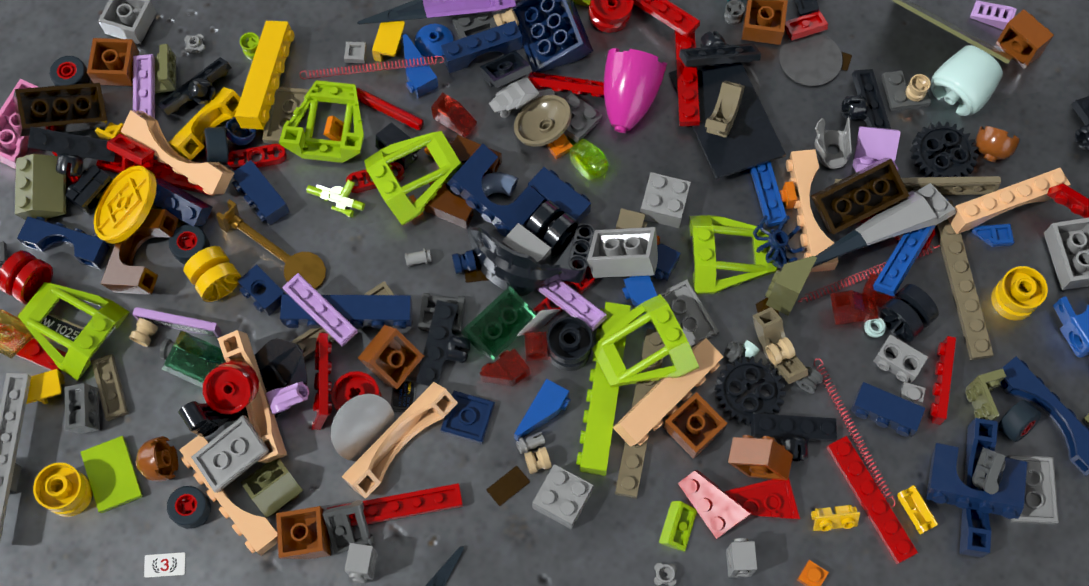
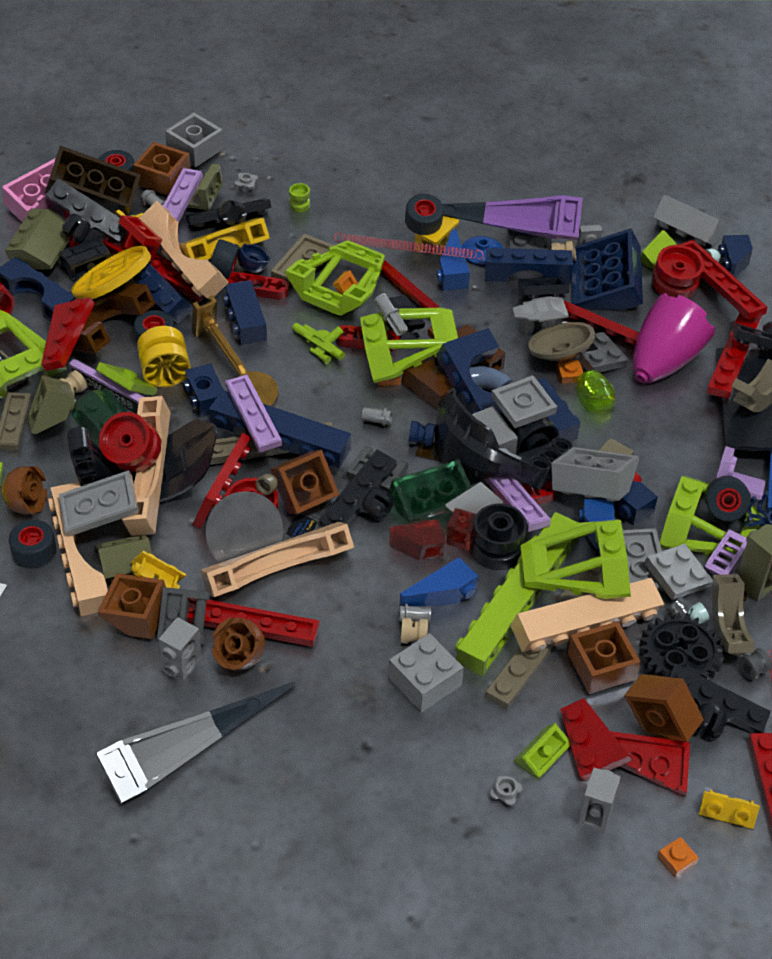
camera: 20 degrees right, 20 degrees down
(114, 282) = (64, 331): none -> red wing
(116, 97) = (149, 198): none -> light grey pin
(138, 365) = (50, 404): none -> olive slope
(190, 309) = (126, 378): none -> lime plate
(264, 75) = (299, 220): yellow brick -> none
(283, 398) = (175, 476): lavender piece -> none
(300, 496) = (149, 566): none -> yellow hinge
(355, 52) = (398, 232): light grey plate -> none
(364, 378) = (266, 484): none -> dark tan hinge
(369, 26) = (424, 214): none -> black wheel
(394, 160) = (391, 314): none -> light grey axle
(405, 537) = (238, 644): none -> dark orange cylinder
(453, 115) = (470, 307): clear red slope -> none
(468, 418) = (359, 570): dark blue tile -> none
(508, 485) = (371, 647): dark brown sticker -> none
(543, 212) = (524, 401): none -> light grey plate
(665, 199) = (663, 449): light grey brick -> none
(720, 316) = (678, 571): none -> light grey plate
(736, 209) = (726, 468): none -> lavender bracket
(737, 234) = (722, 491): none -> black wheel
(745, 302) = (711, 567): none -> lavender slope
(780, 351) = (730, 617): tan wheel -> none

